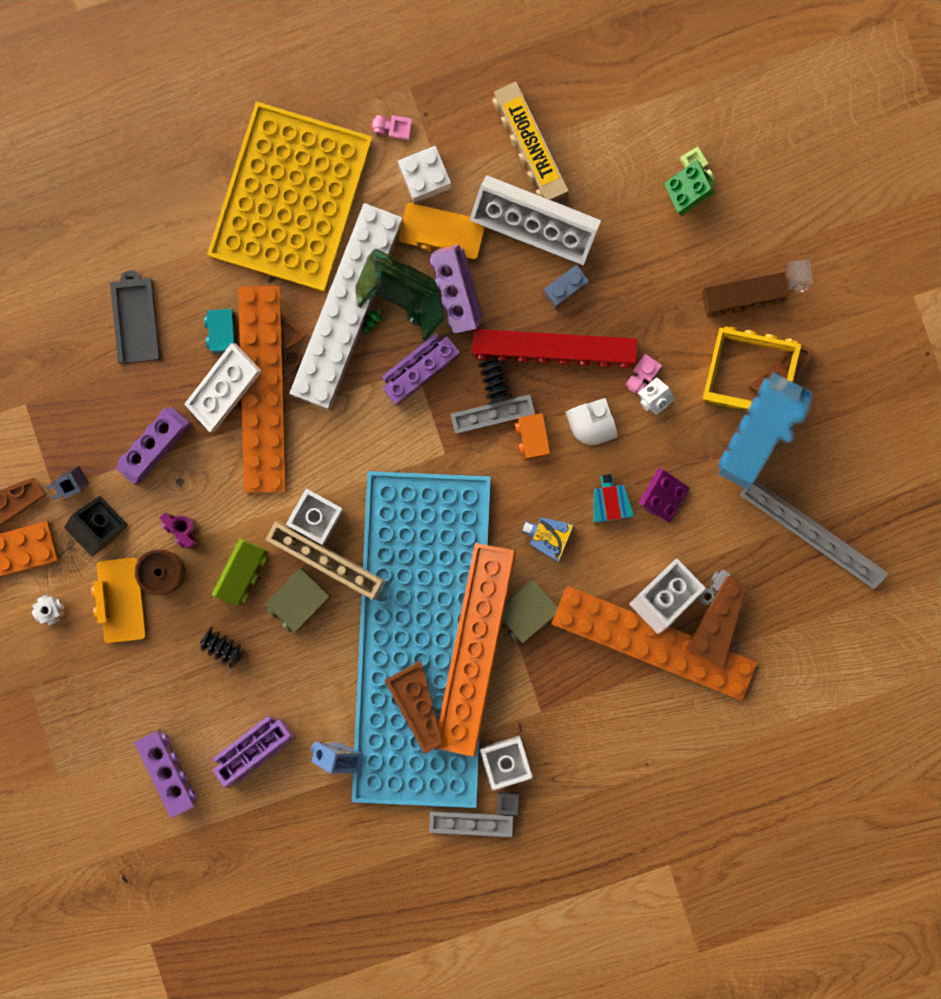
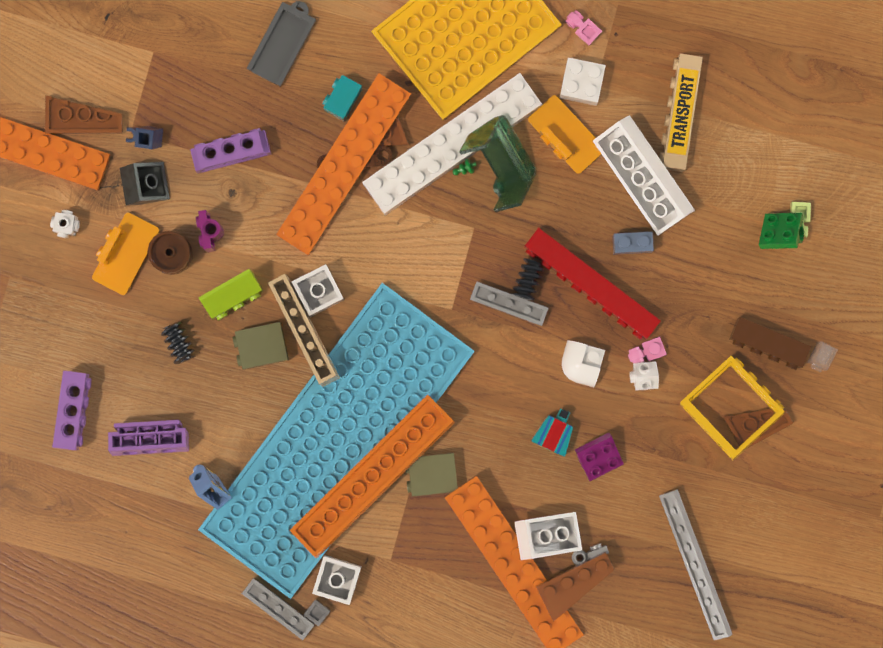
camera: 35 degrees right, 0 degrees up
(223, 387) = (314, 143): white plate -> none
(414, 700) = (298, 484): dark orange wing -> none
(421, 371) = (476, 233): medium lavender brick -> none
(461, 278) = (546, 188): medium lavender brick -> none
(533, 436) = (529, 342): orange brick -> none
(548, 536) = (488, 428): torso -> none
(770, 416) = (717, 453): dark azure piece -> none

